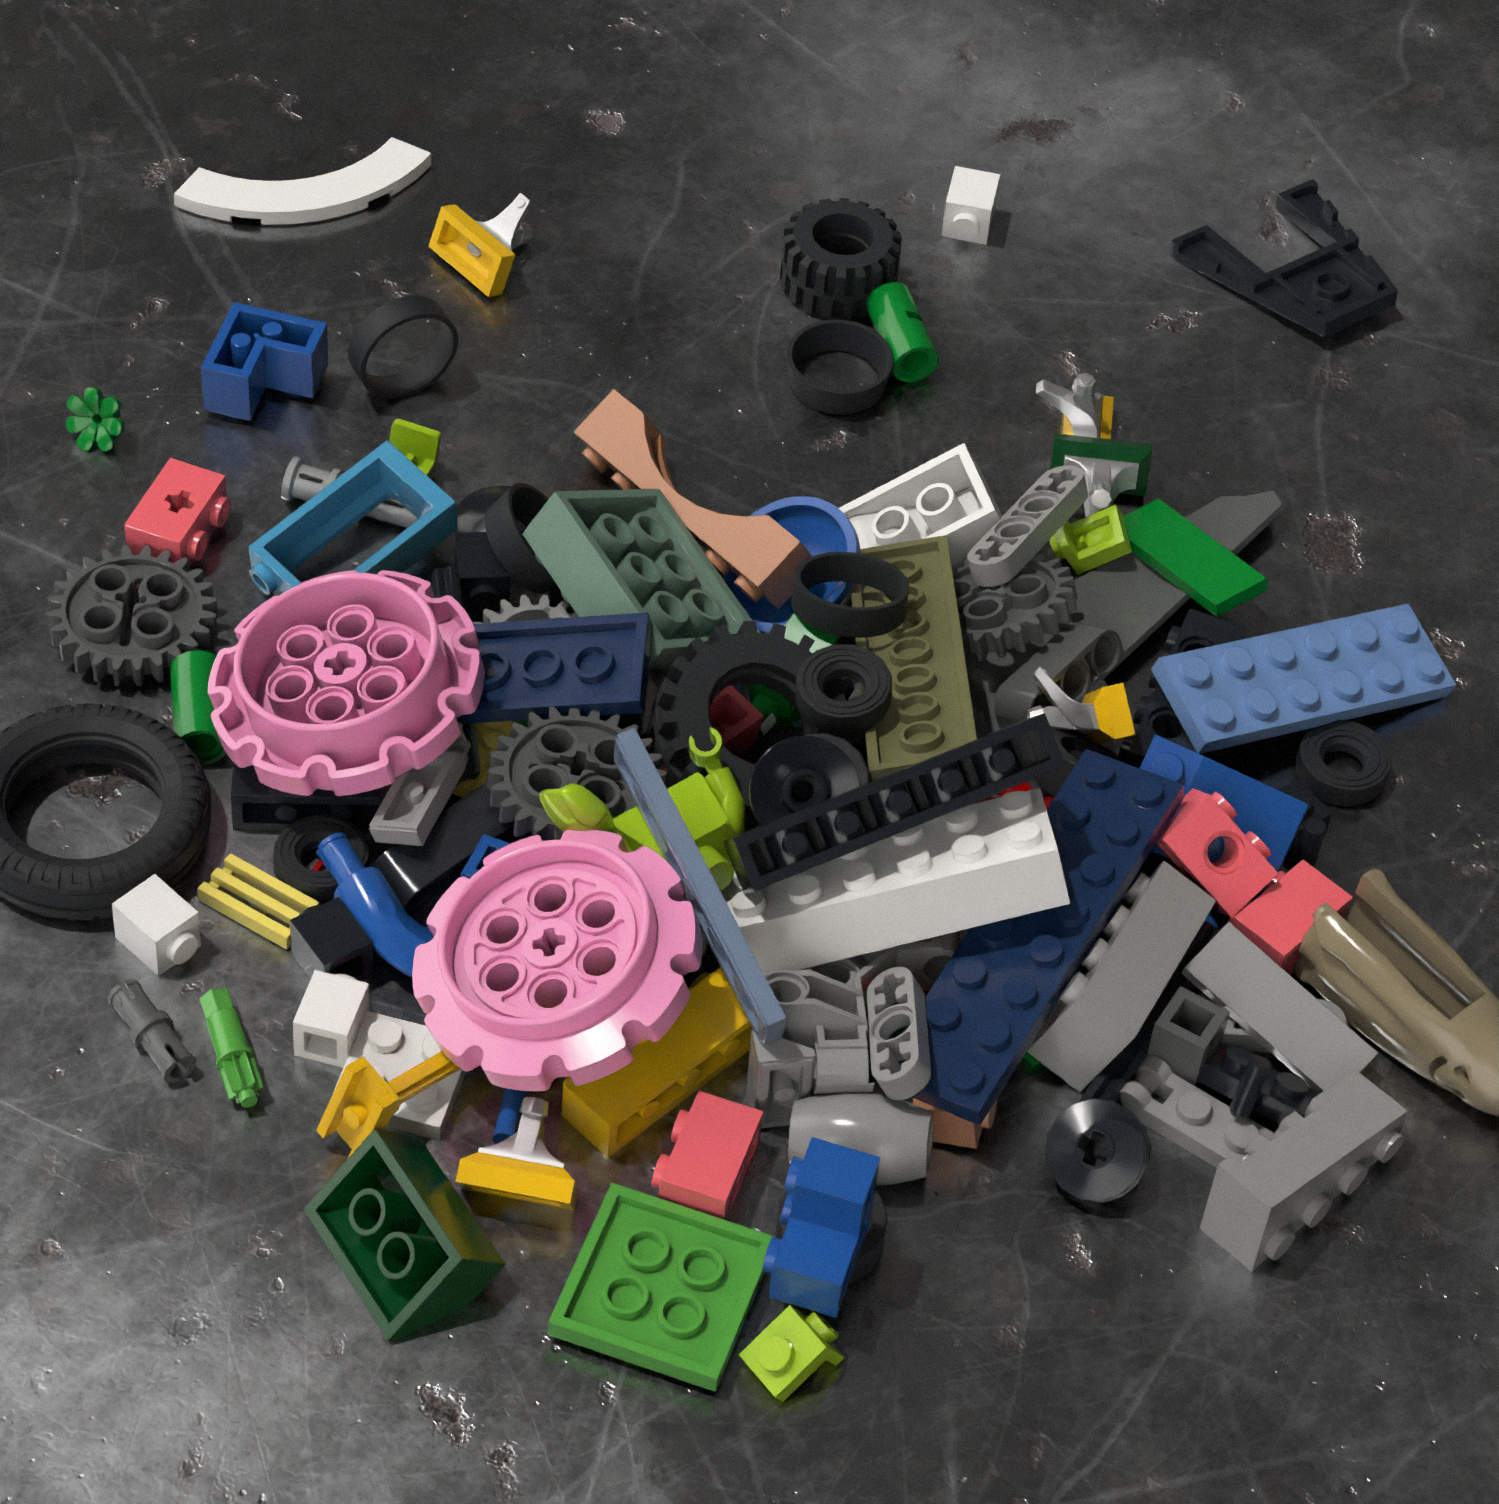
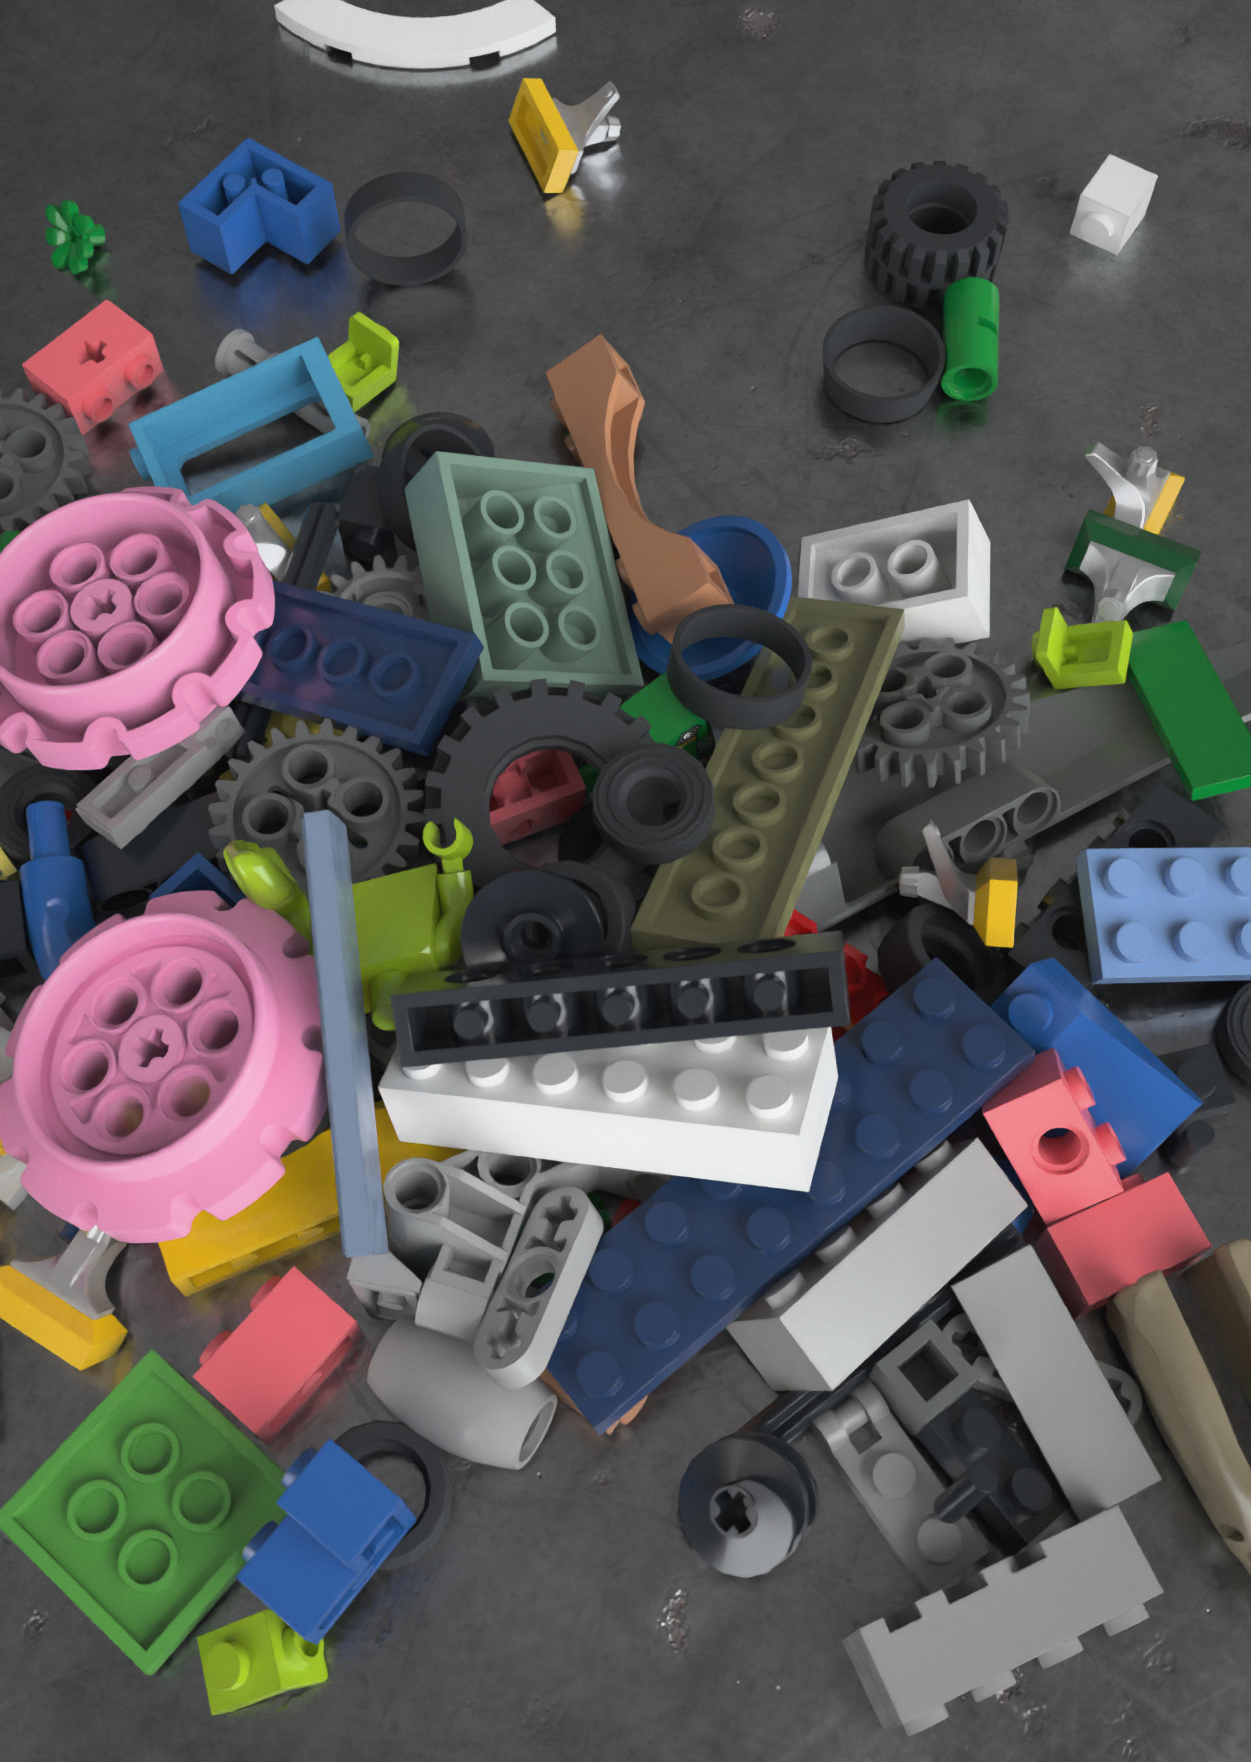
camera: 25 degrees right, 15 degrees up
(1027, 526) = (952, 657): light grey beam -> none

